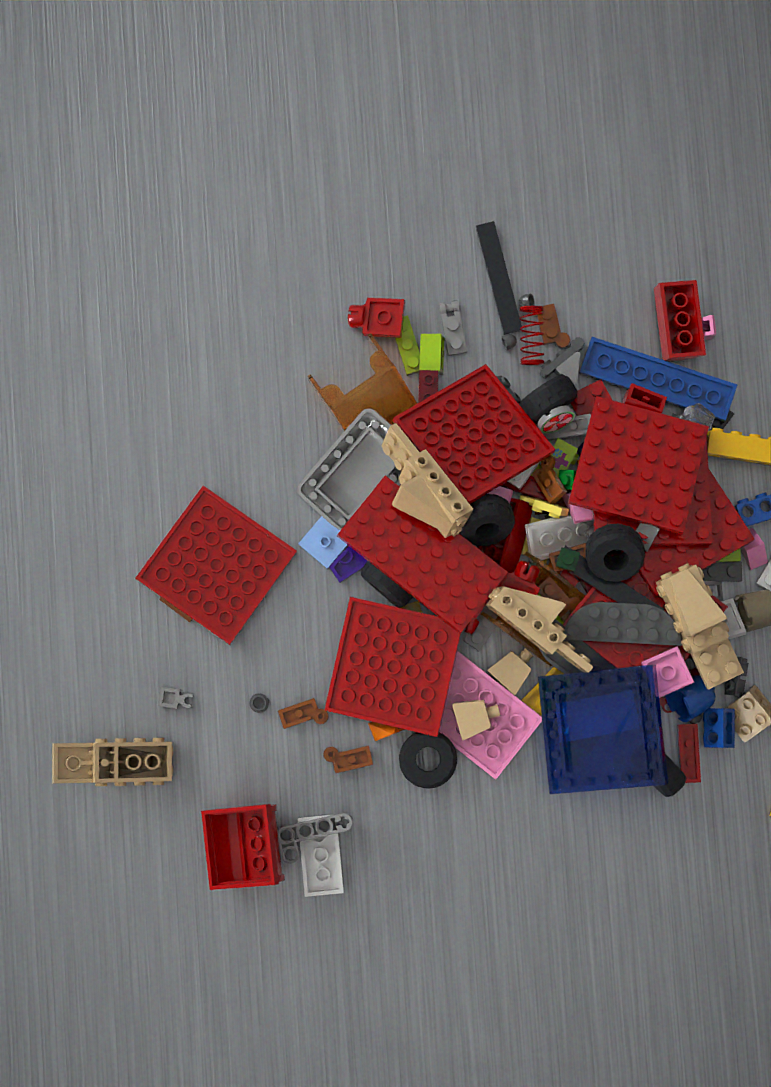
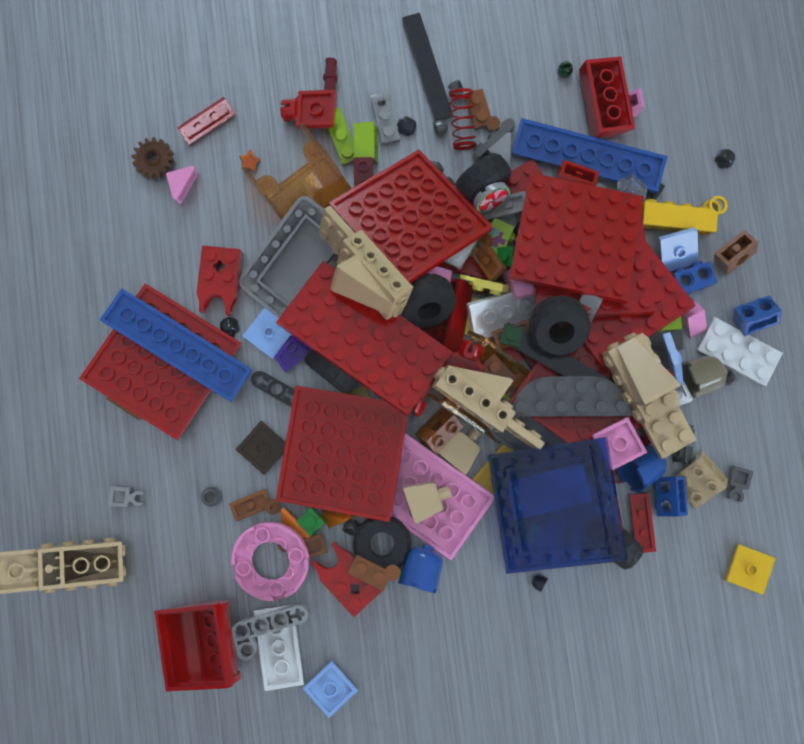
camera: 10 degrees left, 0 degrees up
(216, 348) = (146, 152): none -> reddish brown gear
(233, 550) = (176, 345): none -> blue plate
(242, 384) = (180, 182): none -> bright pink slope
(271, 322) = (206, 120): none -> plate
(275, 490) = (219, 284): none -> red brick
(285, 533) = (229, 326): none -> black piece
(312, 365) = (249, 160): none -> orange piece
(312, 657) = (262, 447): none -> dark brown tile
(316, 797) = (255, 584): none -> bright pink plate
(320, 587) = (261, 386): none -> black beam
(339, 737) = (290, 519): none -> orange slope
(359, 733) = (311, 521): none -> green brick
(369, 899) = (330, 689): none -> light blue plate
(387, 788) = (339, 582): none -> red brick
(397, 741) = (350, 527): none -> dark grey hinge
(399, 281) = (330, 76): none -> dark red pin
(419, 786) = (373, 573): none -> dark orange hinge
(466, 786) = (422, 569): none -> blue cylinder
(474, 337) = (406, 126): none -> black piece
(490, 649) = (439, 430): none -> dark orange brick
(582, 806) = (539, 582): none -> black hinge
(640, 290) = (566, 72): none -> dark green hinge
(729, 590) = (673, 357): none -> light blue plate
(743, 480) = (679, 249): none -> light blue plate

